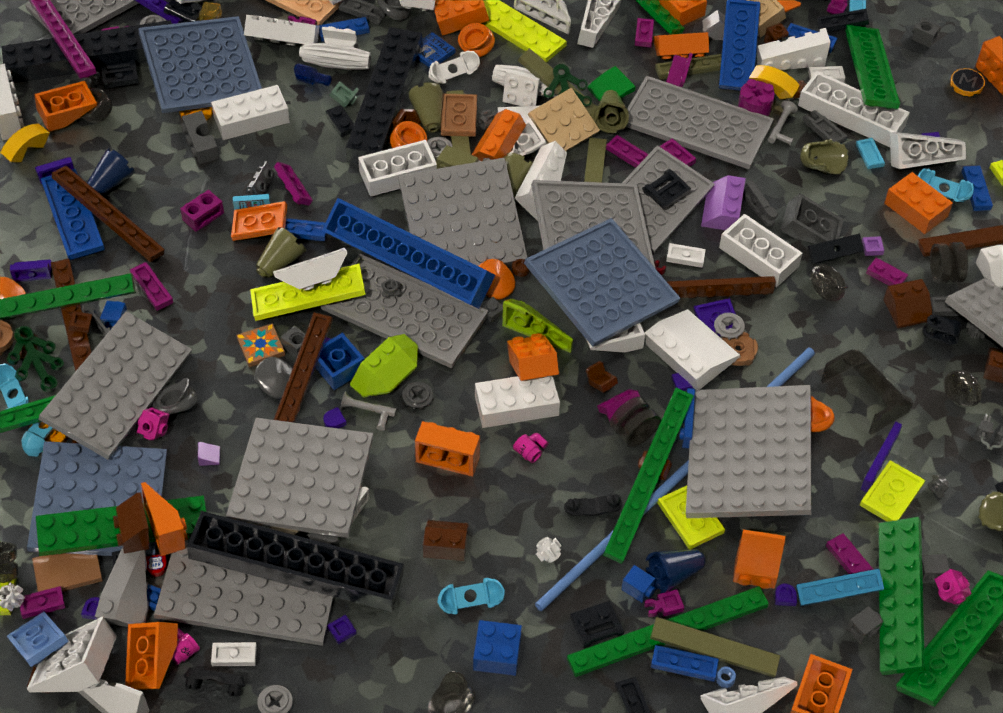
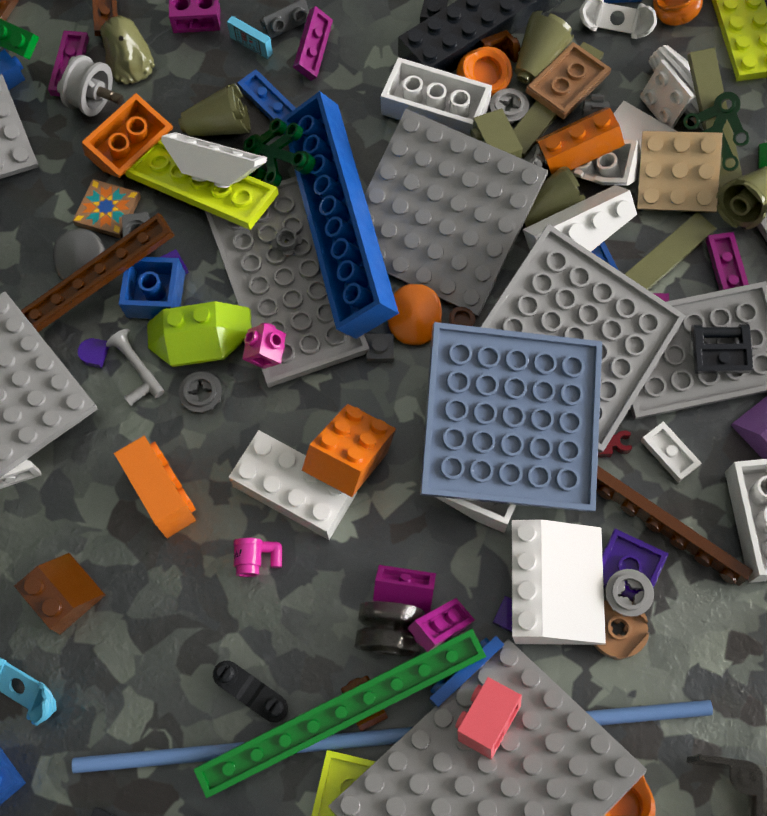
camera: 45 degrees right, 15 degrees up
(182, 256) = (129, 57): none -> olive piece
(184, 286) = (87, 86): none -> light grey wheel
(238, 298) = (125, 136): none -> orange slope
(258, 220) = (237, 62): orange tile -> none
(337, 240) = (256, 144): none -> dark green plant
(436, 342) = (264, 345): none -> dark pink brick
(528, 321) = (398, 387): lime wedge -> none
(548, 549) = (145, 705): white gear -> none
(600, 378) = (414, 534): reddish brown bracket -> none
(658, 400) = (441, 624): none -> magenta plate
(721, 417) = (488, 717): none -> coral brick

